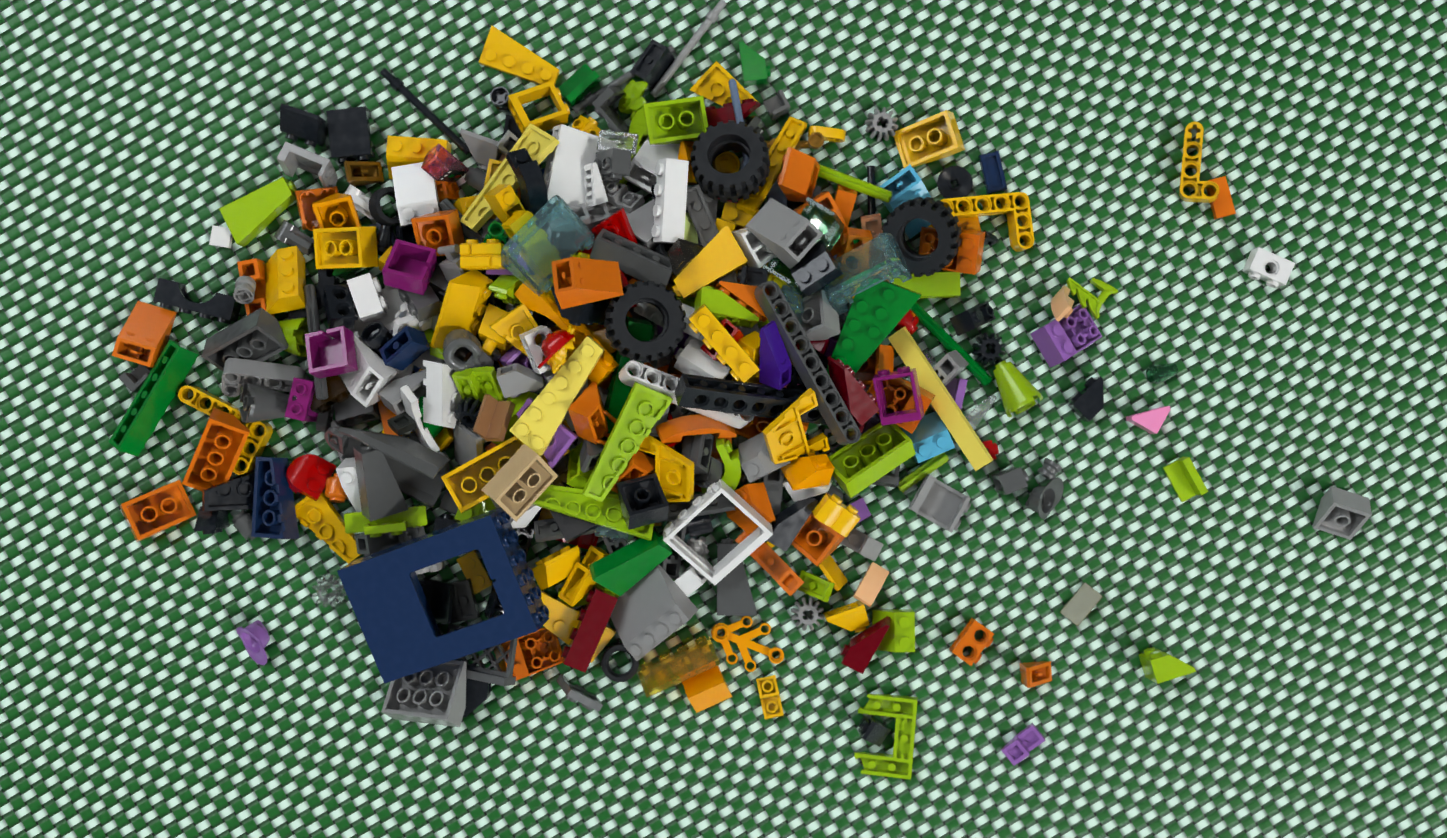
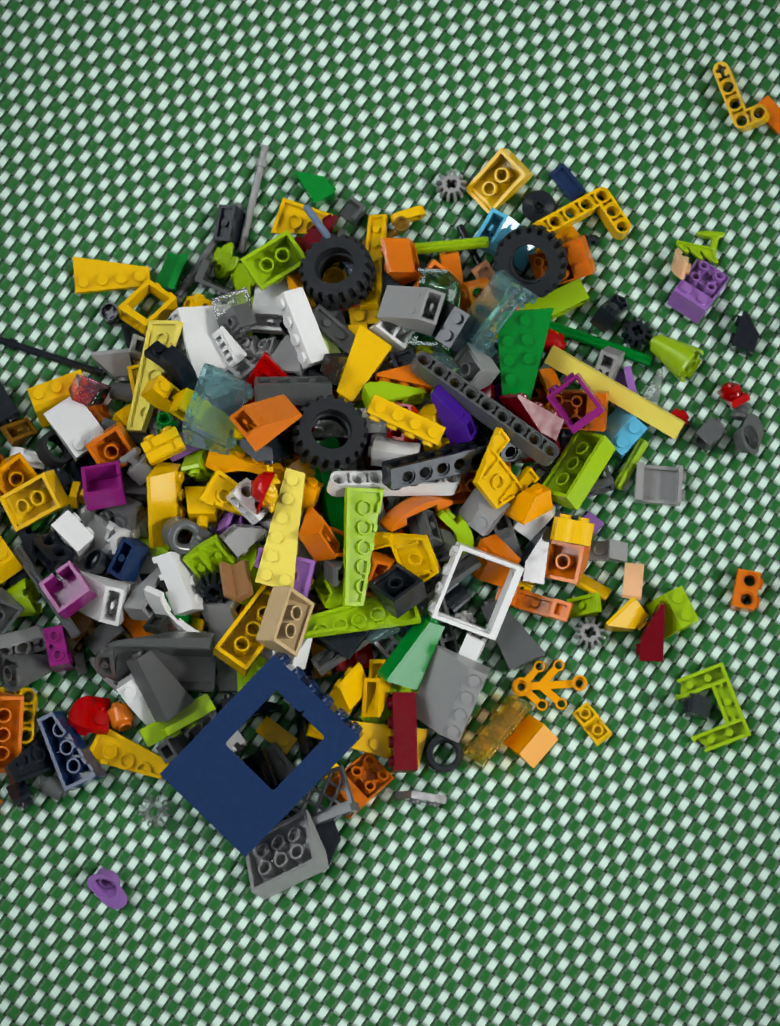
camera: 15 degrees left, 10 degrees down
(1050, 452) = (733, 395): none -> red slope

